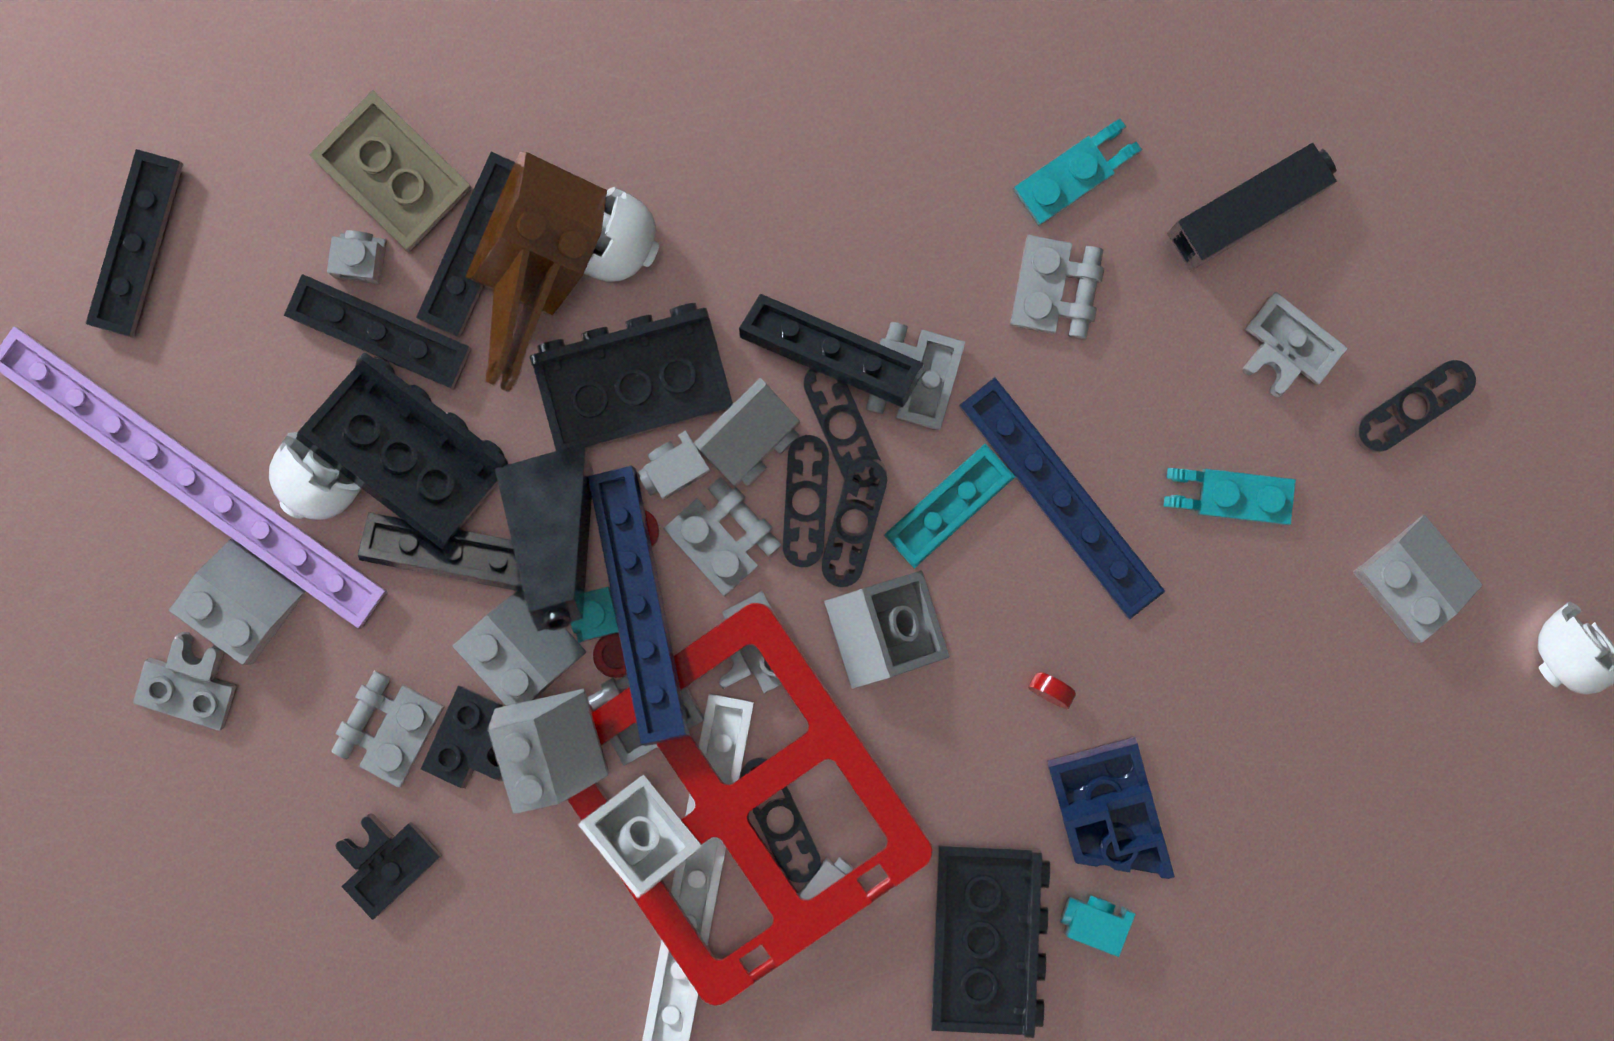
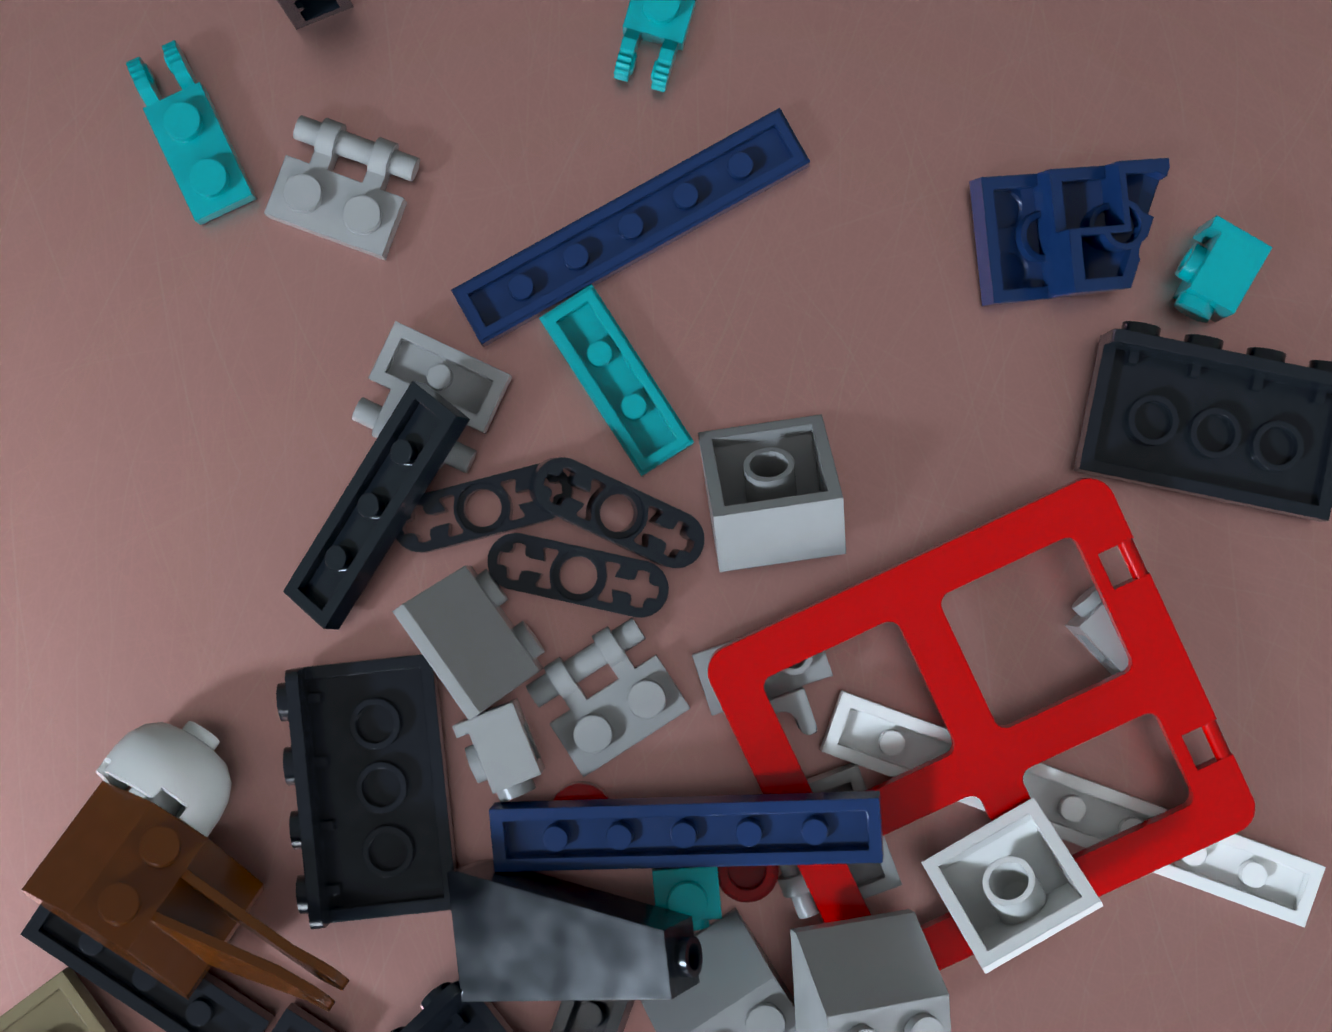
camera: 85 degrees left, 0 degrees up
(805, 846) = (1047, 651): black beam -> none
(1052, 690) = (890, 280): red tile -> none

